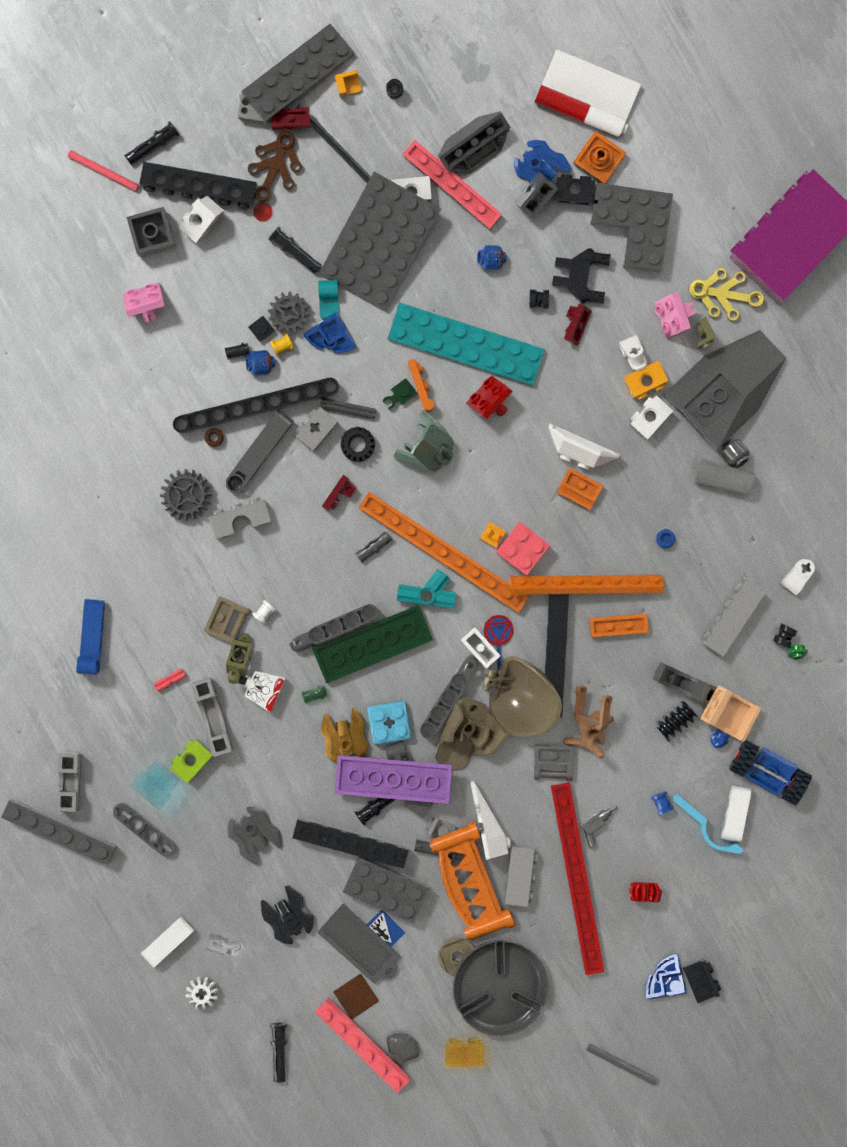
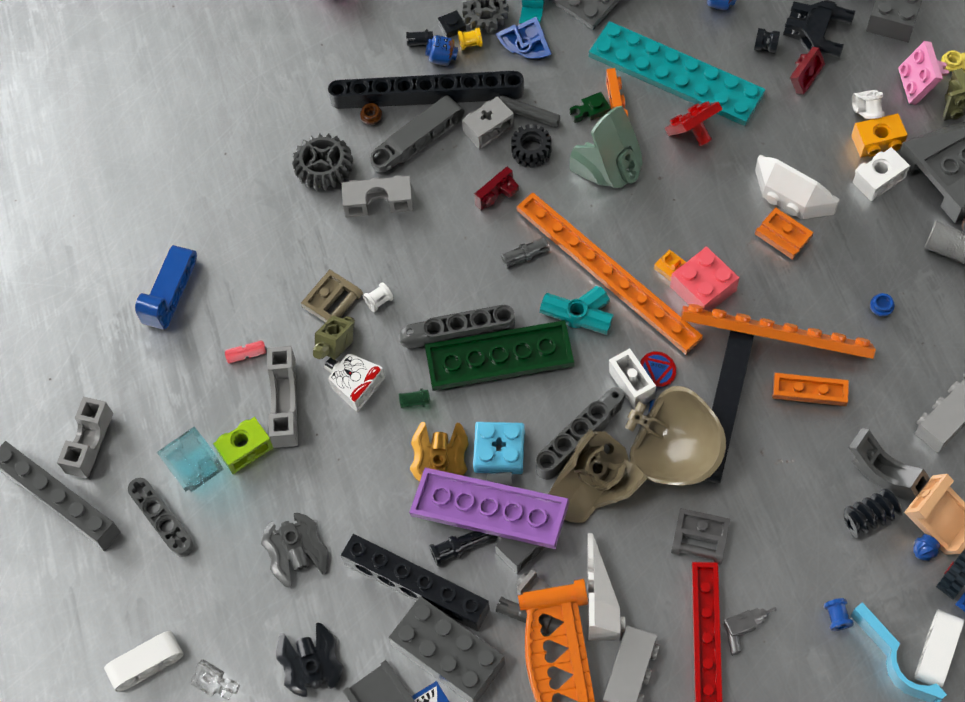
camera: 10 degrees right, 25 degrees down
(591, 726) = (759, 500): medium nougat piece -> none

